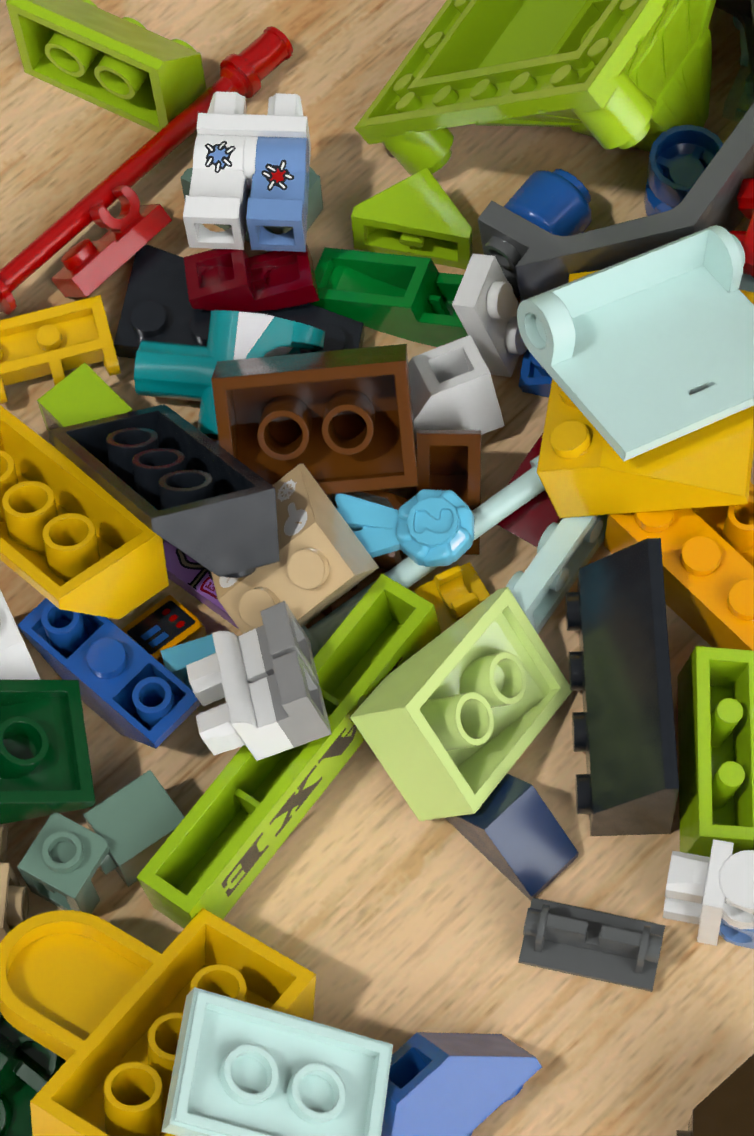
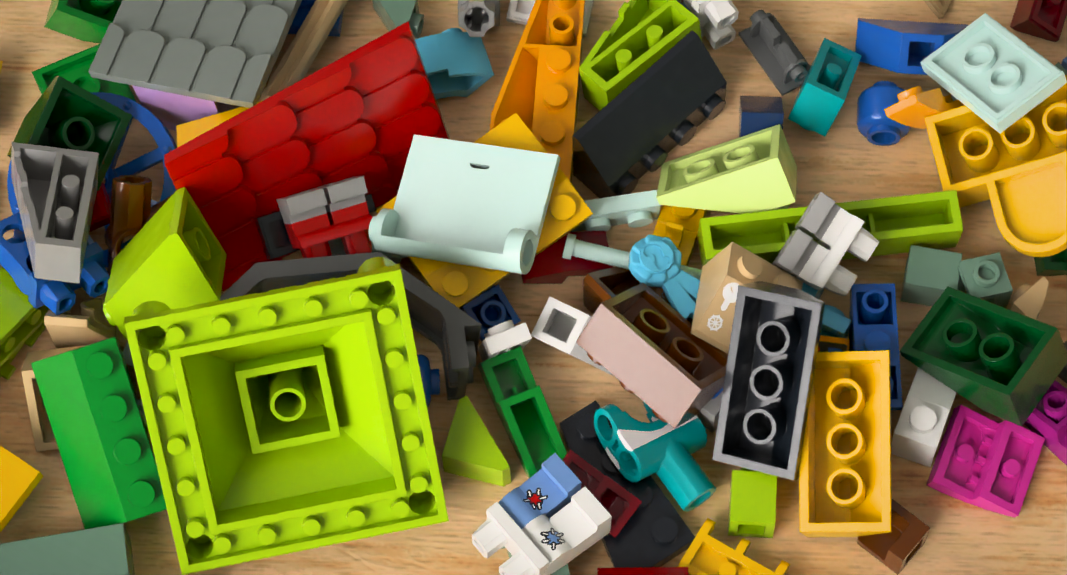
camera: 135 degrees left, 0 degrees up
(338, 984) = (916, 105): none -> light orange slope
(389, 982) = (872, 118): none -> blue head
(486, 940) = (825, 87): none -> teal slope

